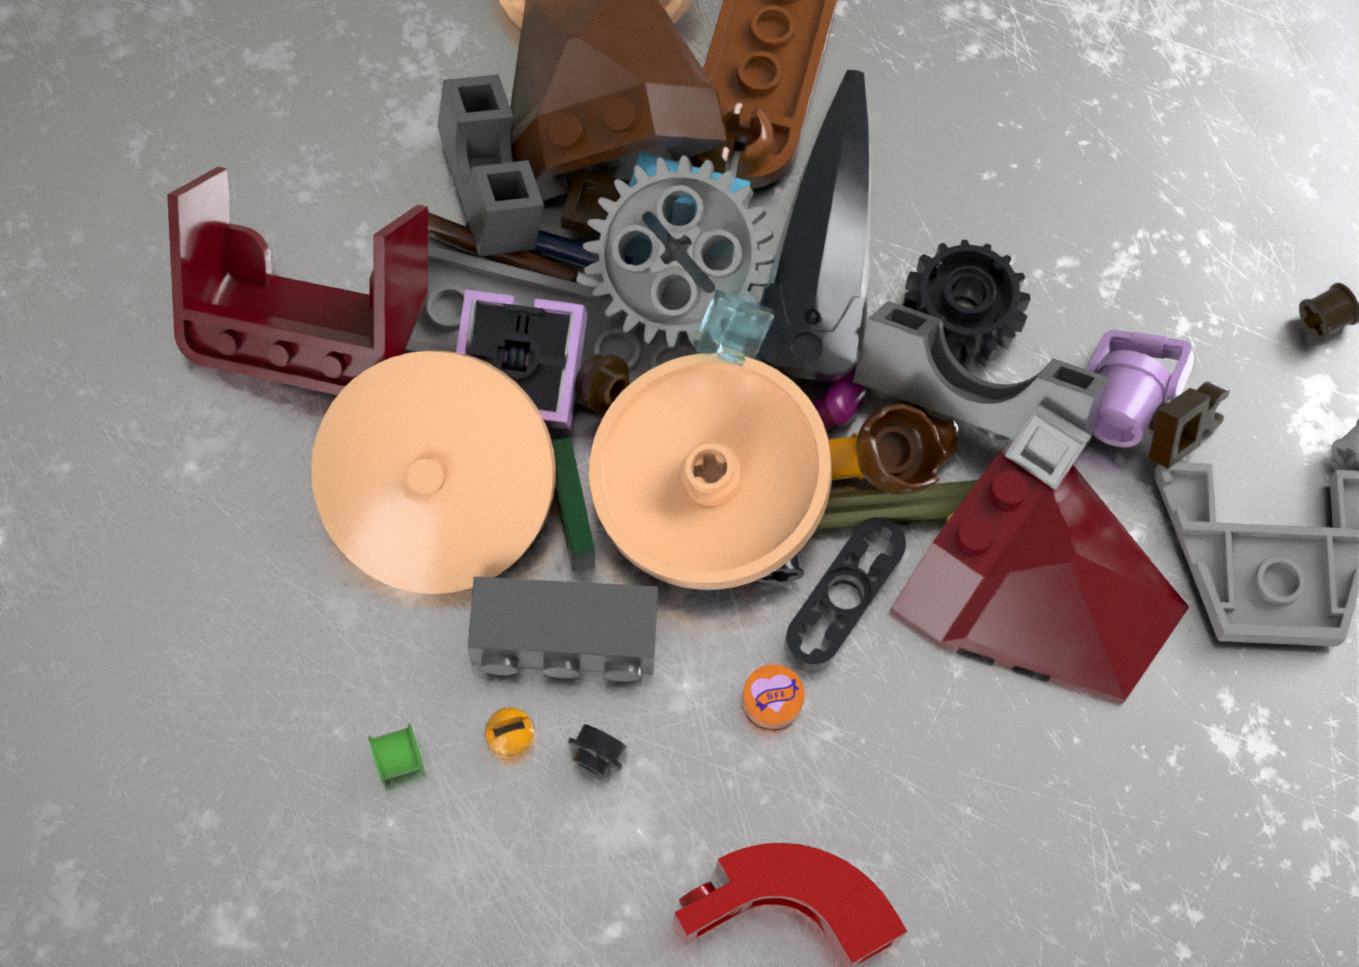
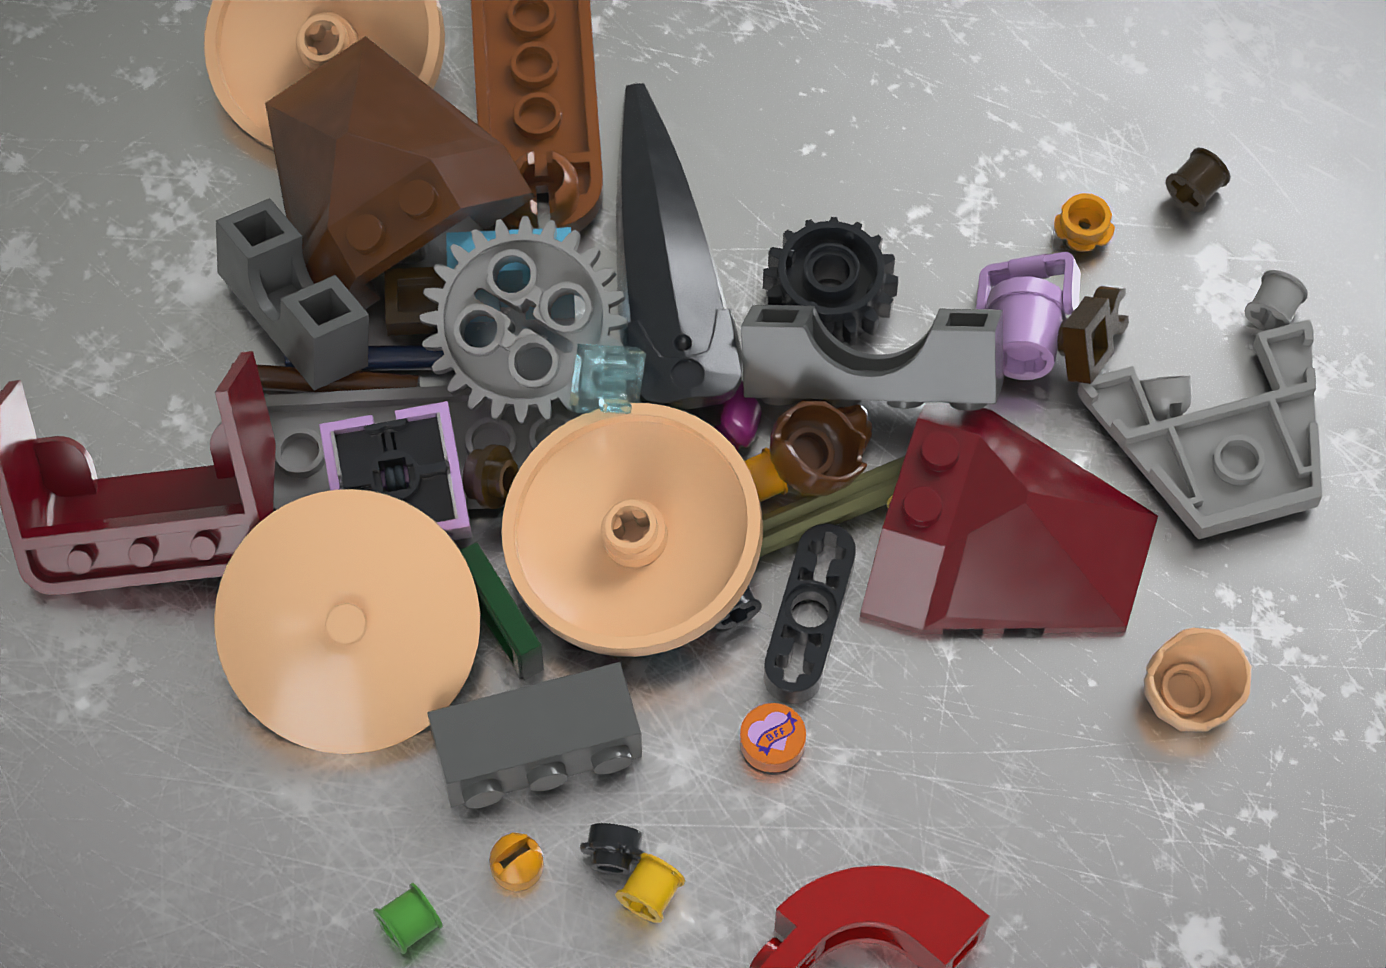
camera: 15 degrees left, 5 degrees down
(617, 798) = (650, 888): none -> yellow axle
(1048, 446) = (964, 396): light grey tile -> none
(1173, 773) = (1198, 679): none -> light nougat hair
(1220, 307) = (1086, 209): none -> light orange plate
(1235, 500) = (1168, 395): none -> light grey hinge

